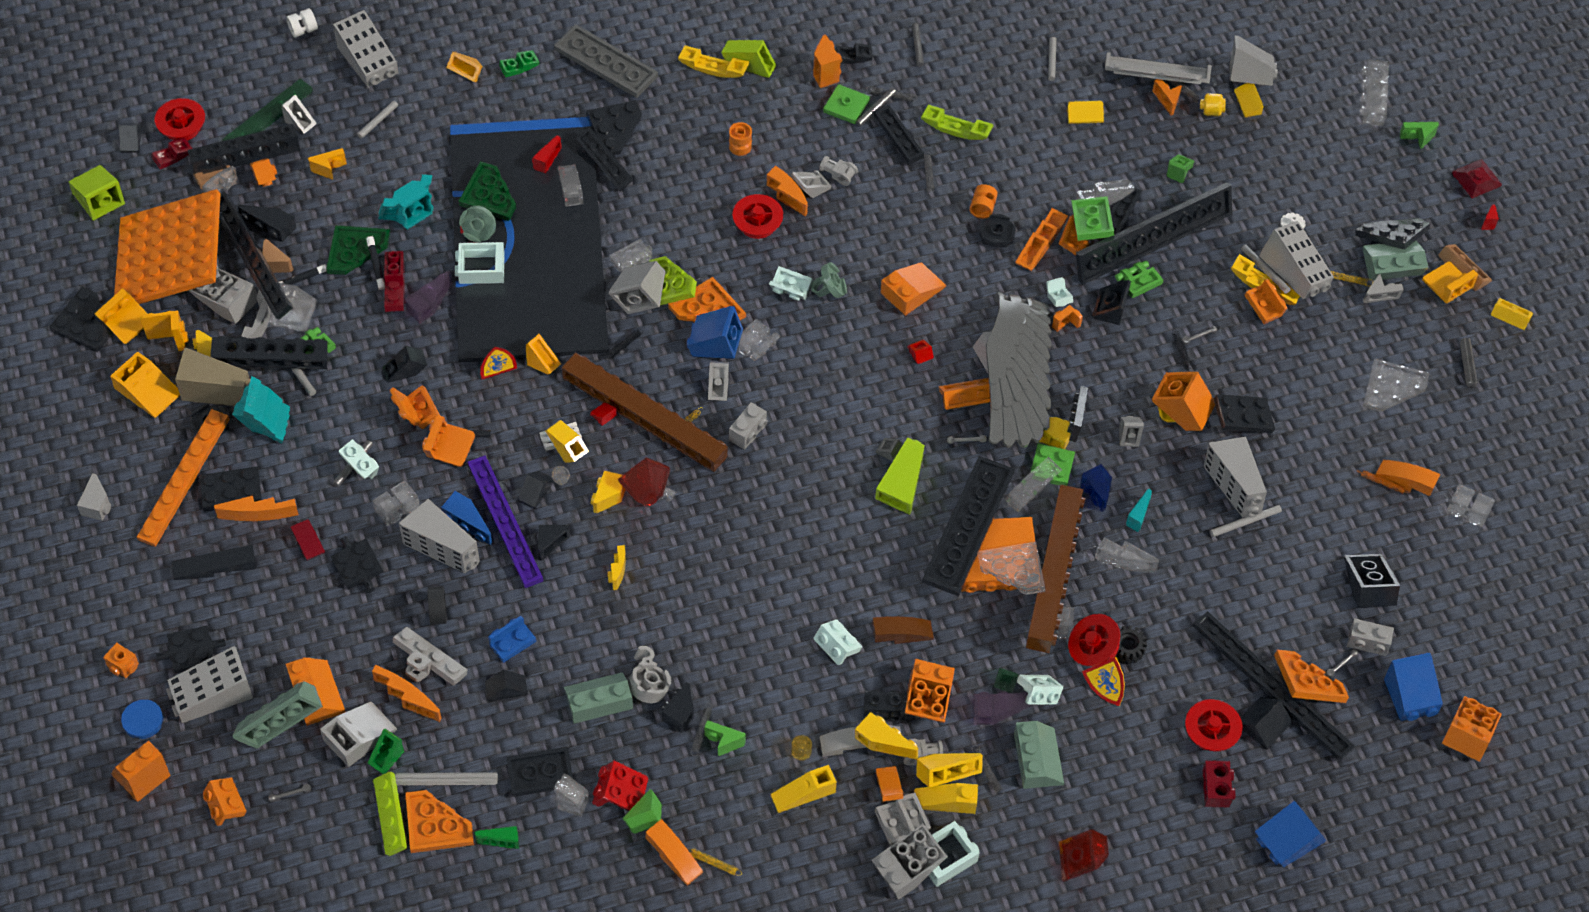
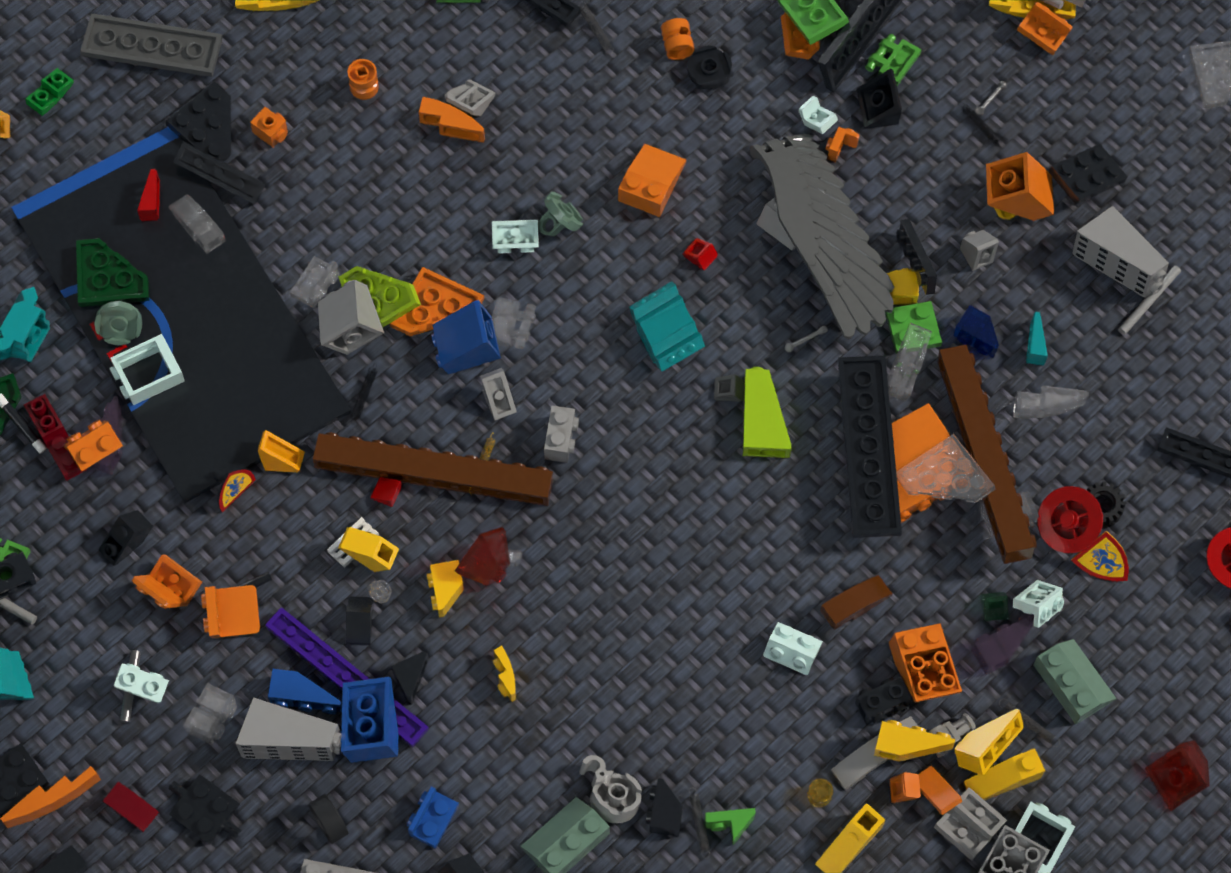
camera: 25 degrees left, 10 degrees up
(415, 293) = (93, 444): none -> orange bracket
(502, 554) = (369, 720): none -> blue slope
(657, 144) = (269, 127): none -> orange brick
(757, 215) = (434, 167): red wheel -> none
(839, 170) = (495, 69): light grey connector -> none
(865, 385) = (666, 327): none -> teal slope
(867, 771) = (905, 787): none -> orange slope
(965, 393) = (780, 286): orange fence -> none
(1042, 239) = (764, 57): orange slope -> none

